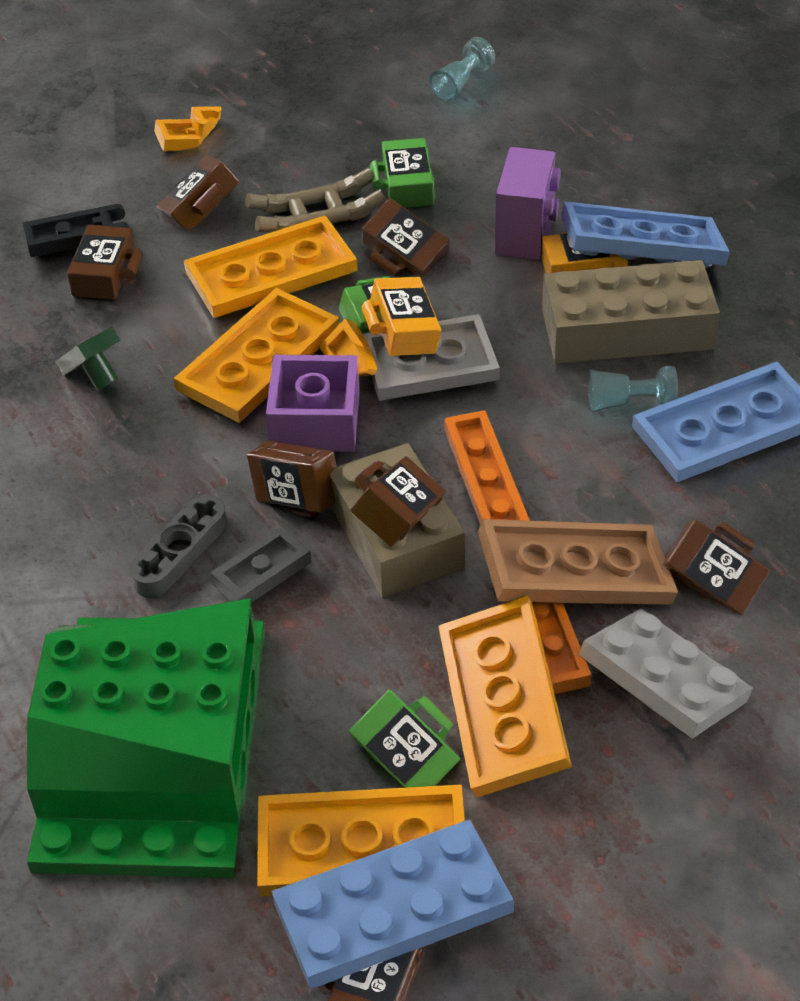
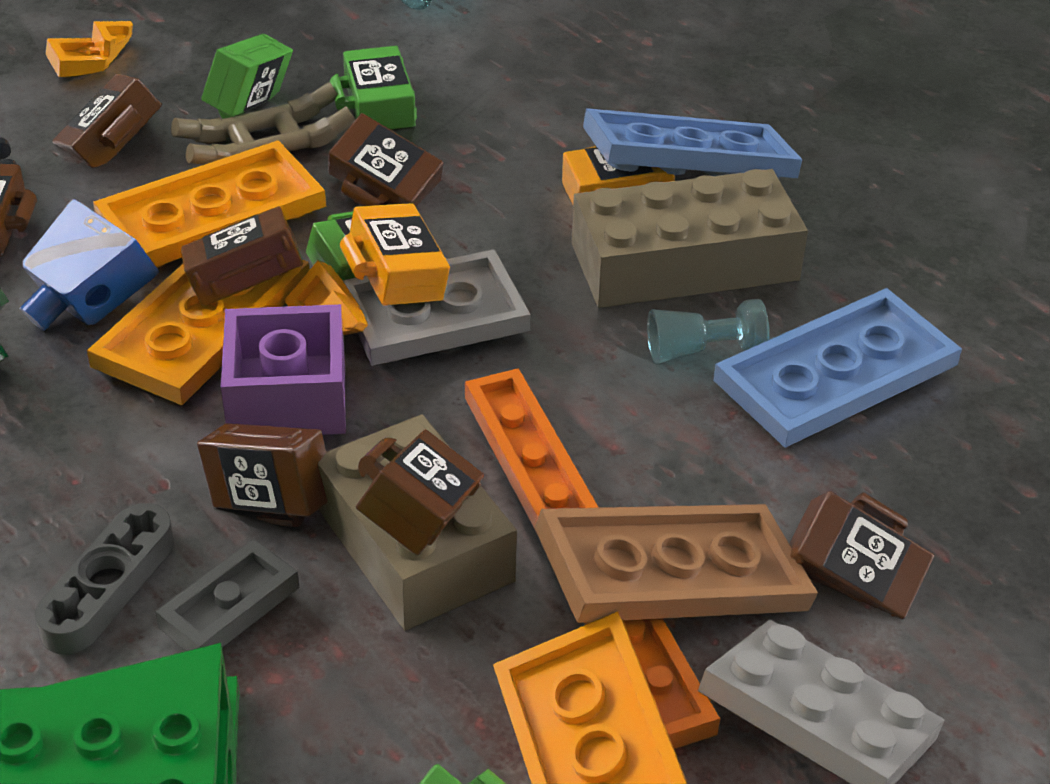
camera: 10 degrees left, 5 degrees down
(174, 314) = (83, 268): none -> blue torso
(289, 311) = (240, 256): none -> reddish brown piece
(305, 158) = (246, 75): none -> bright green piece
(526, 202) = (538, 113): medium lavender brick -> none

